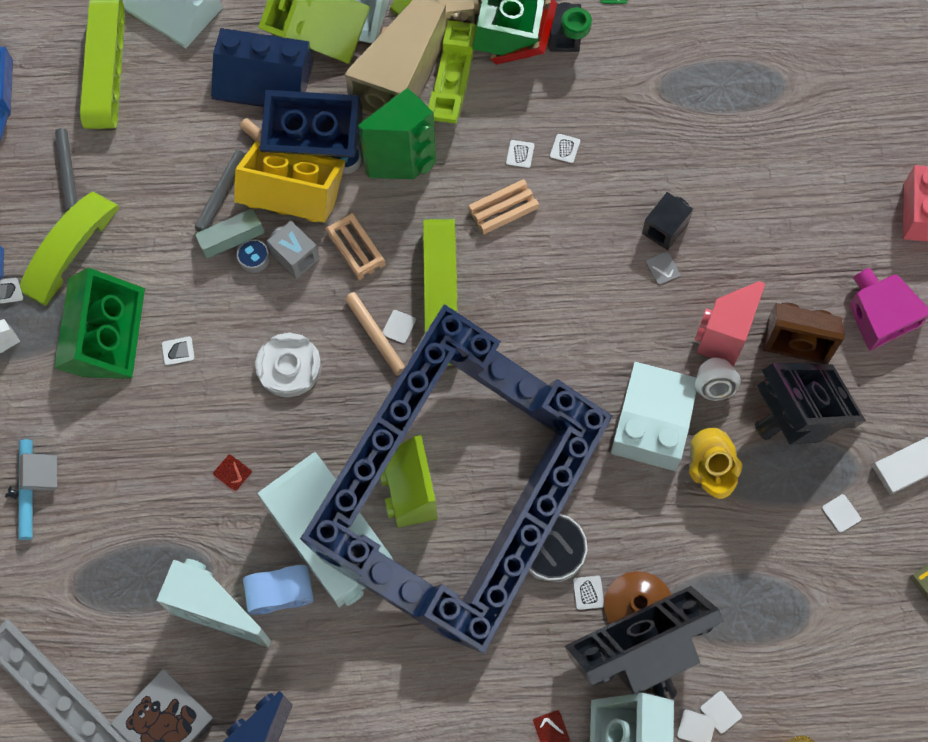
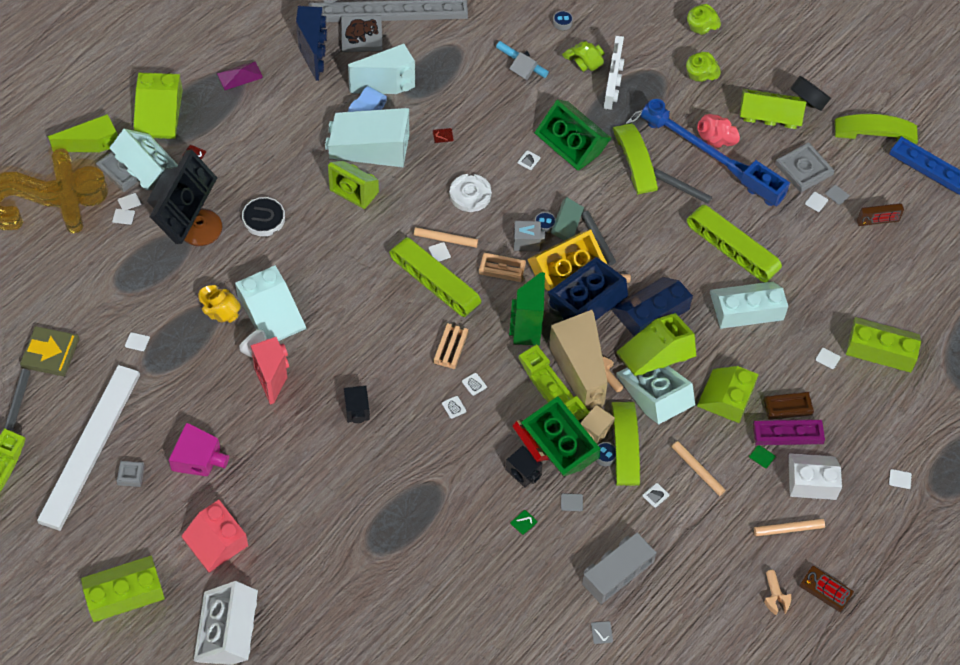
camera: 130 degrees right, 10 degrees down
(576, 23) = (514, 459): green tile -> none
(577, 431) = (283, 145): dark blue slope -> none
(588, 592) = (229, 215): white sticker -> none
(663, 268) = (336, 386): light grey sticker -> none
(803, 333) = (229, 397): reddish brown slope -> none
(806, 403) = (194, 355): black brick -> none

